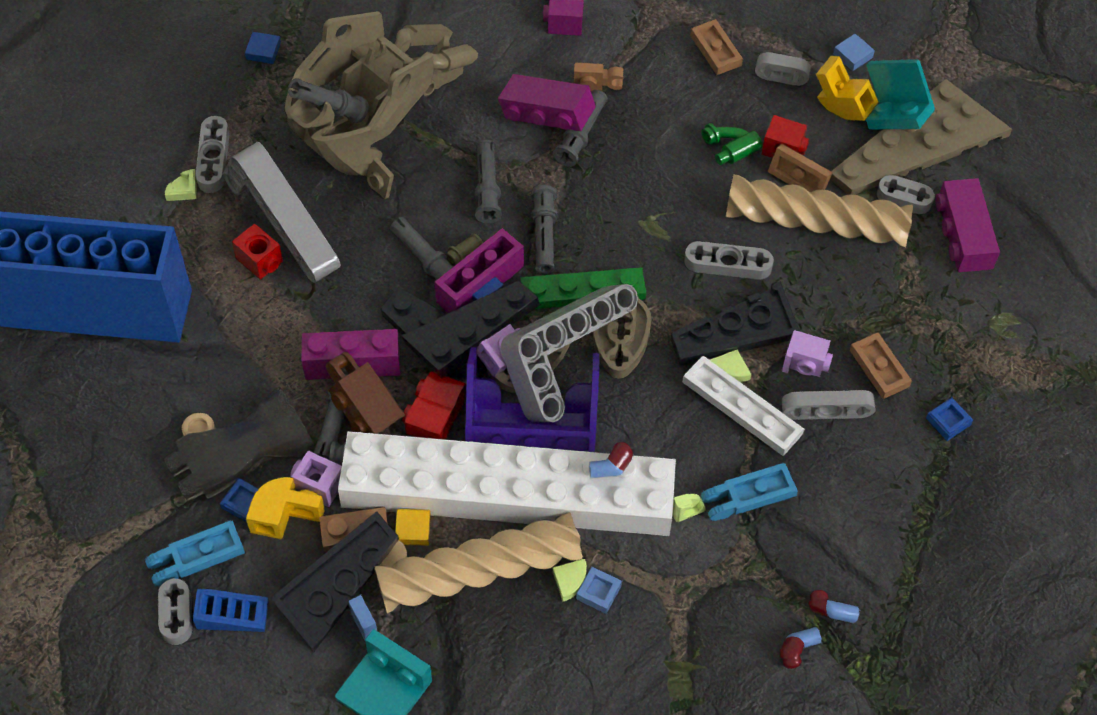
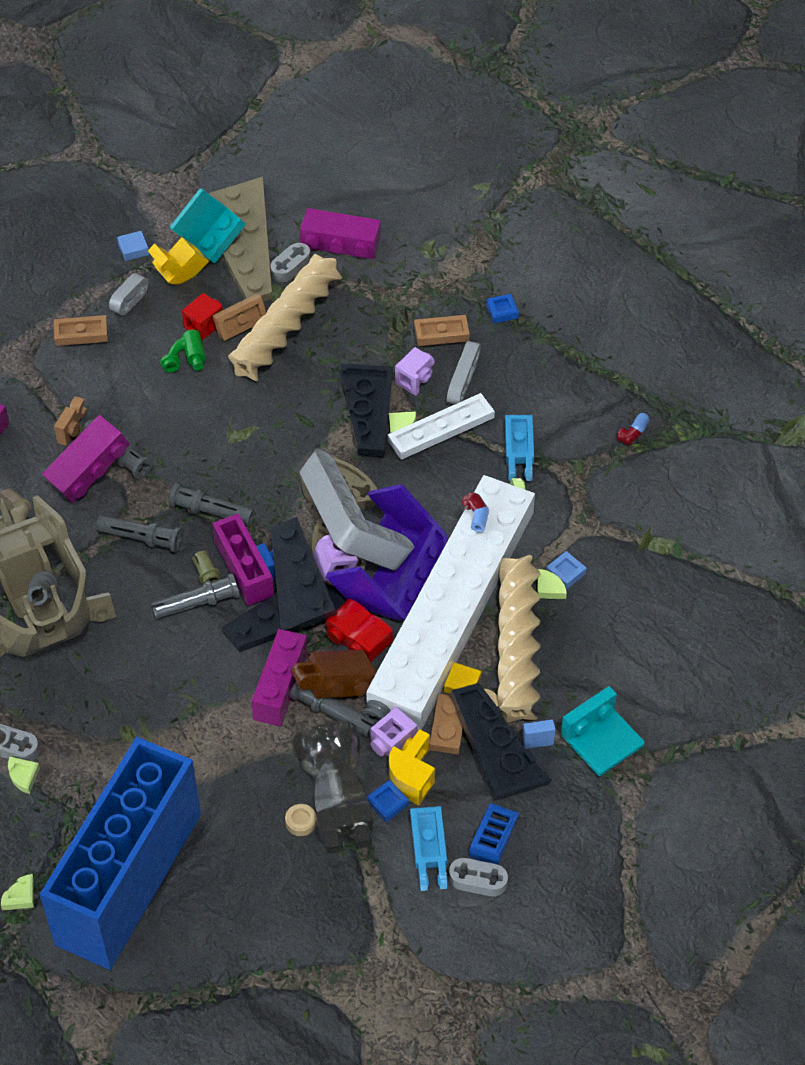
camera: 70 degrees left, 5 degrees down
(256, 241) = (136, 712): red brick -> none
(258, 173) = (98, 681): light grey beam -> none
(566, 288) = (281, 495): green plate -> none
(738, 252) = (299, 404): light grey beam -> none
(794, 646) = (657, 462): dark red arm -> none

